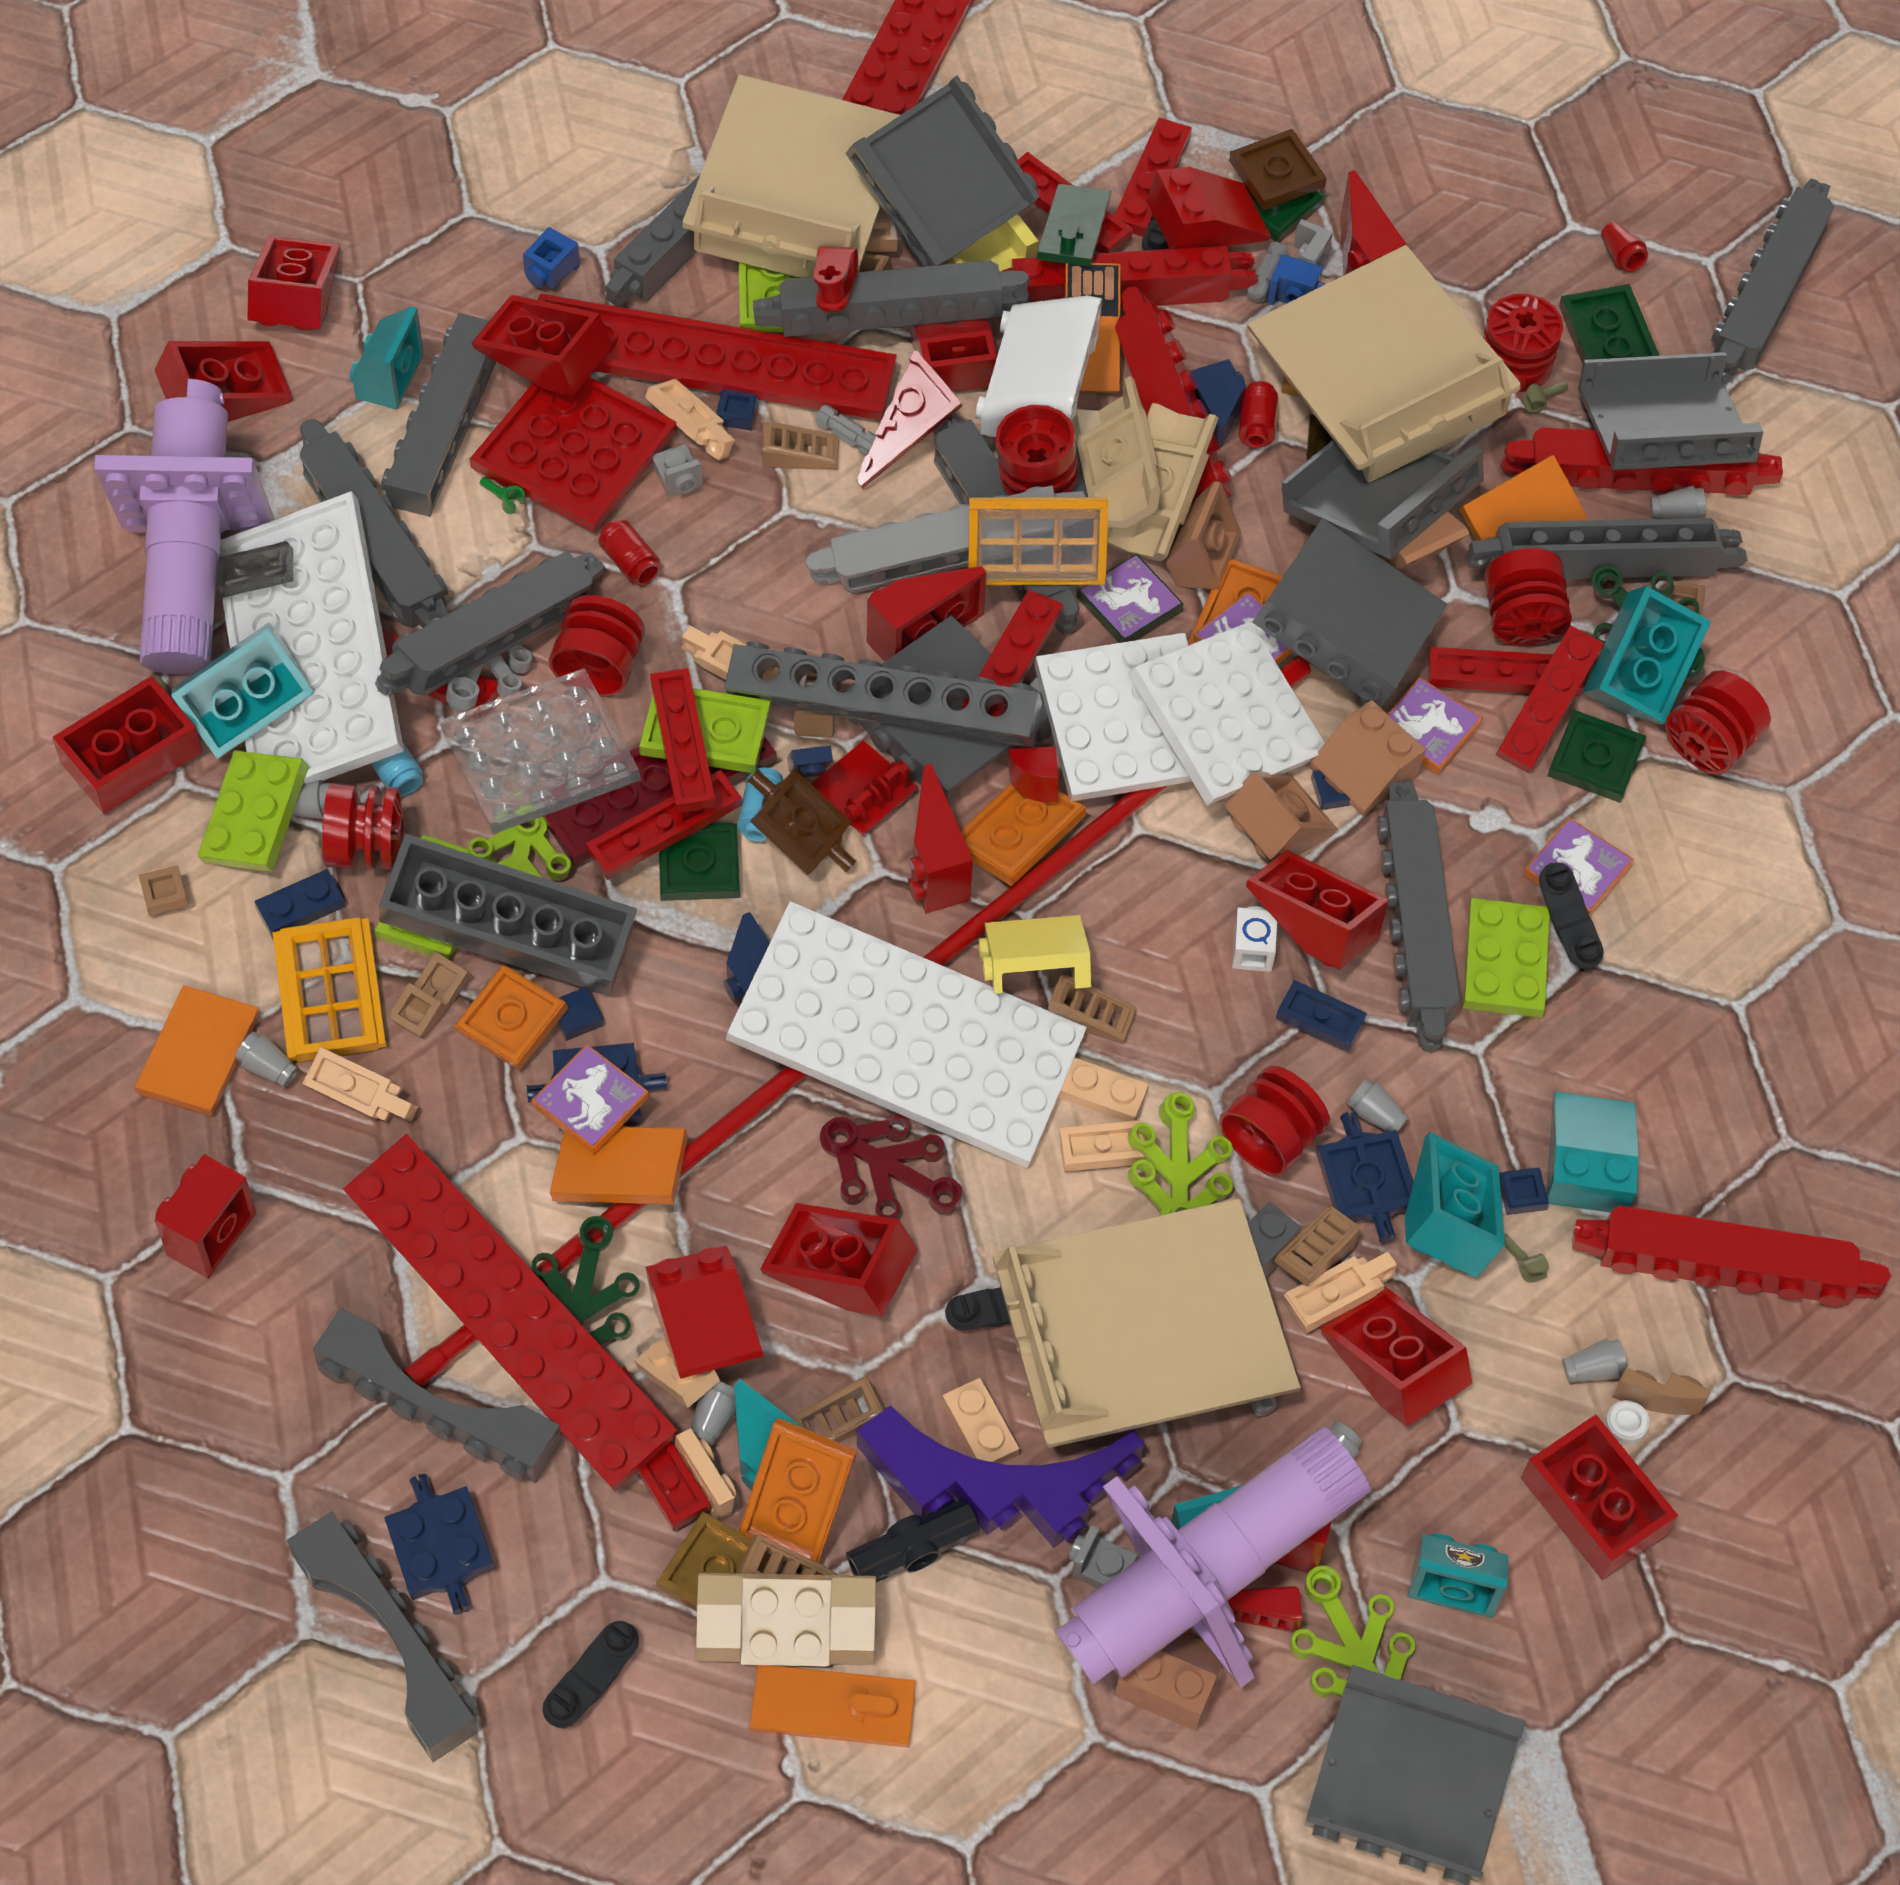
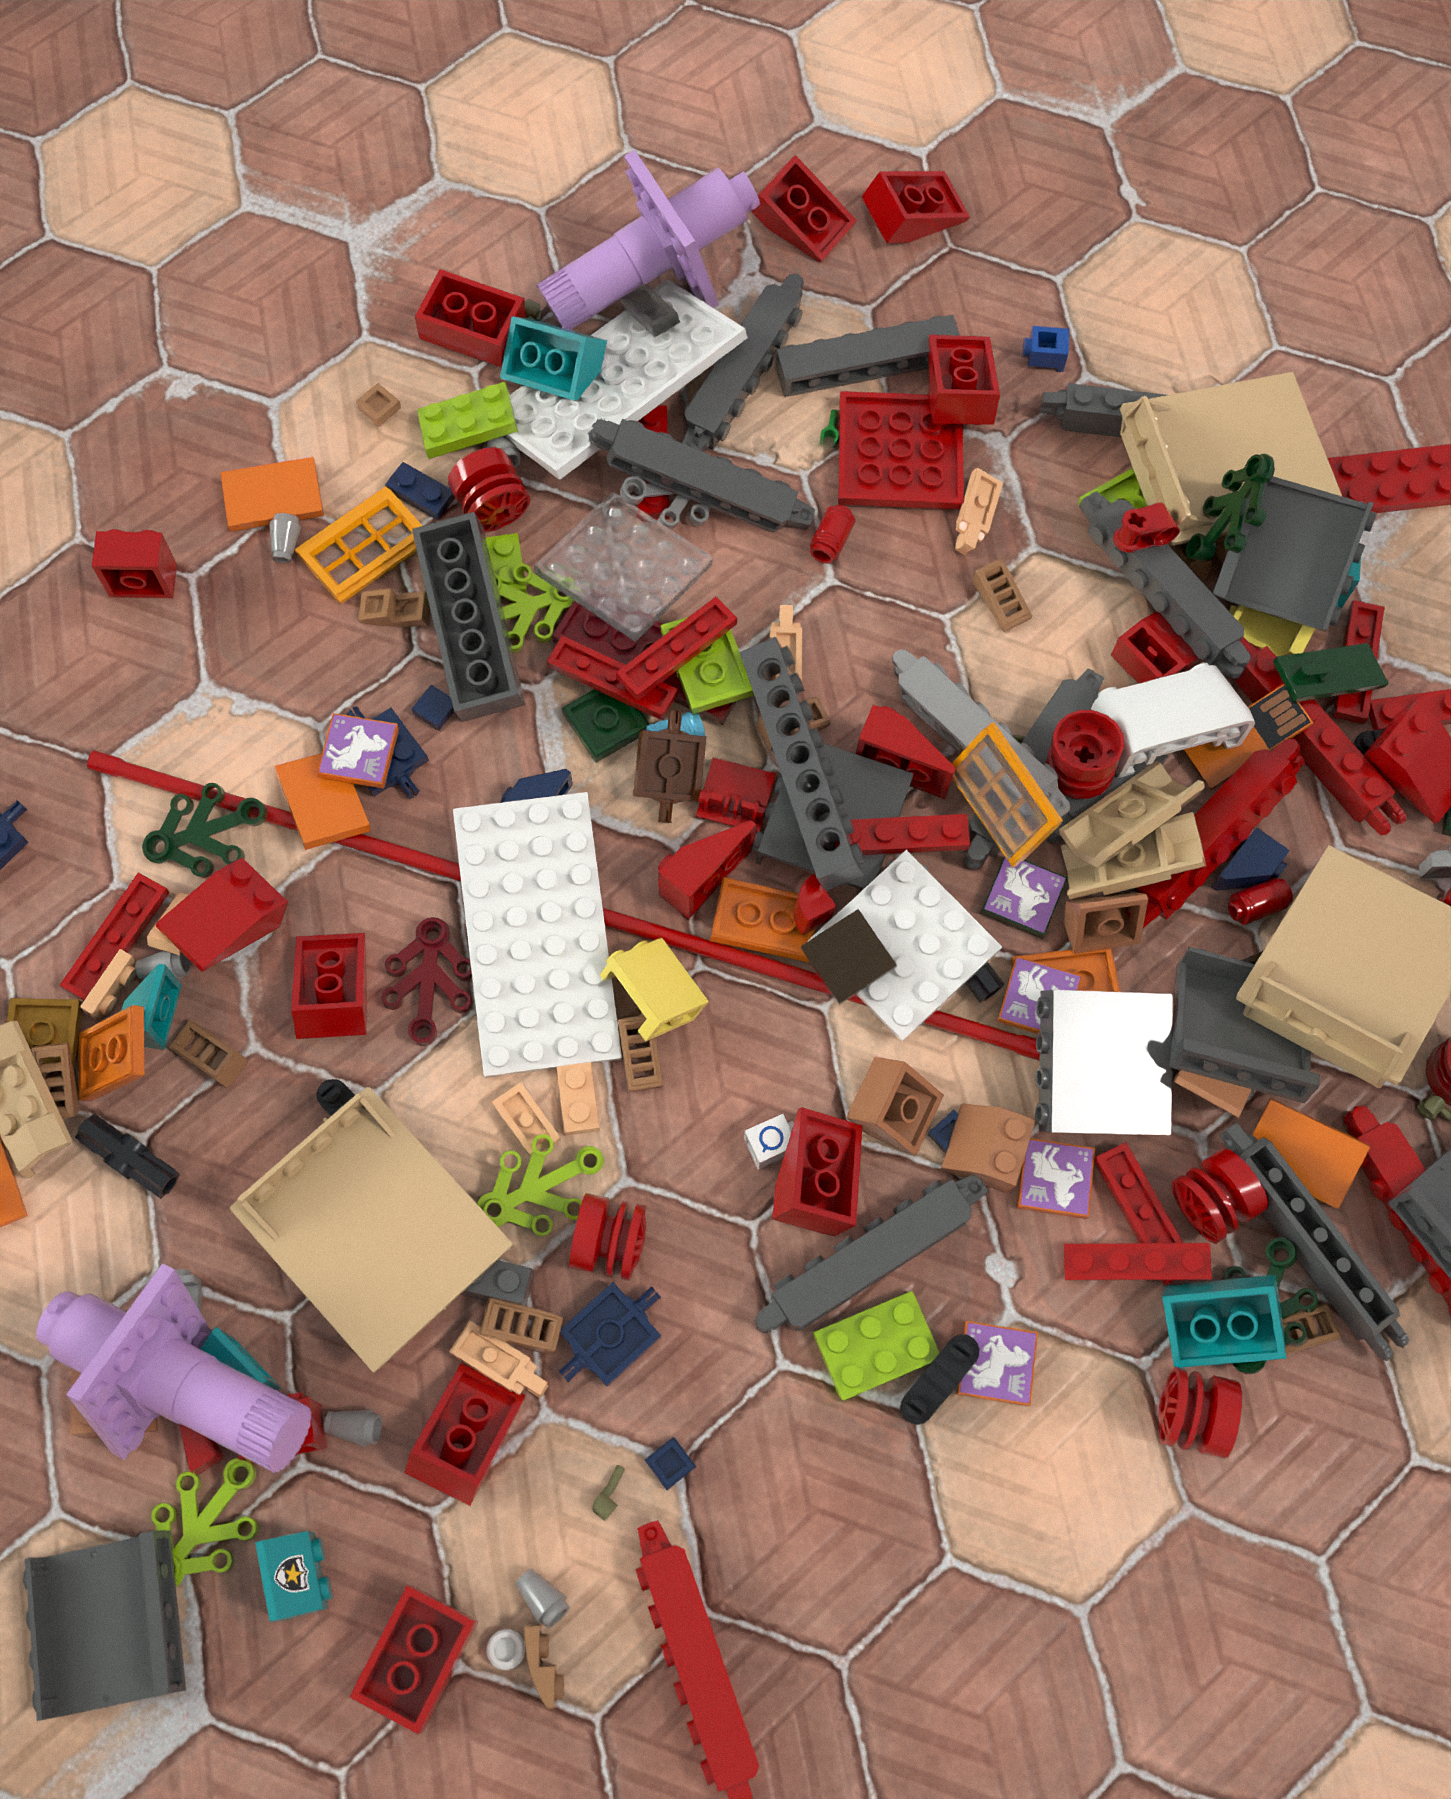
camera: 60 degrees right, 10 degrees up
(357, 1087) = (293, 604): light nougat hinge -> none
(389, 359) = (887, 298): teal slope -> none
(400, 771) = (557, 493): medium azure head -> none
(509, 1436) = (89, 720): dark grey arch -> none
(511, 1017) = (403, 667): orange tile -> none
(511, 1312) = (162, 793): red plate -> none
(600, 638) = (736, 552): red wheel -> none
(678, 470) = (926, 528): light grey bracket -> none
(737, 409) = (1008, 537): dark blue tile -> none
(742, 360) = (1048, 511): red plate -> none
(810, 761) = (723, 743): dark blue plate -> none
(845, 428) = (1041, 620): light grey axle -> none
(872, 188) = (1255, 474): none -> dark green plant
(916, 410) = (1078, 653): wing -> none
(980, 1423) = (251, 1154): light nougat plate -> none
(1049, 1494) = (187, 1138): dark purple arch -> none
(1116, 763) = (848, 956): none -> dark brown tile
(1227, 711) = (952, 1016): white plate -> none
(1266, 271) = (1406, 839): light grey axle -> none
(1293, 279) = (1407, 862): blue brick -> none
(1321, 1015) = (734, 1227): dark blue plate -> none
(1377, 1106) = (676, 1309): light grey cone -> none
(1455, 1207) = (616, 1415): teal slope -> none
(1592, 1153) = (737, 1501): teal slope -> none
(1596, 756) = (1114, 1327): dark green tile -> none
(1679, 504) = (1406, 1277): light grey cone -> none

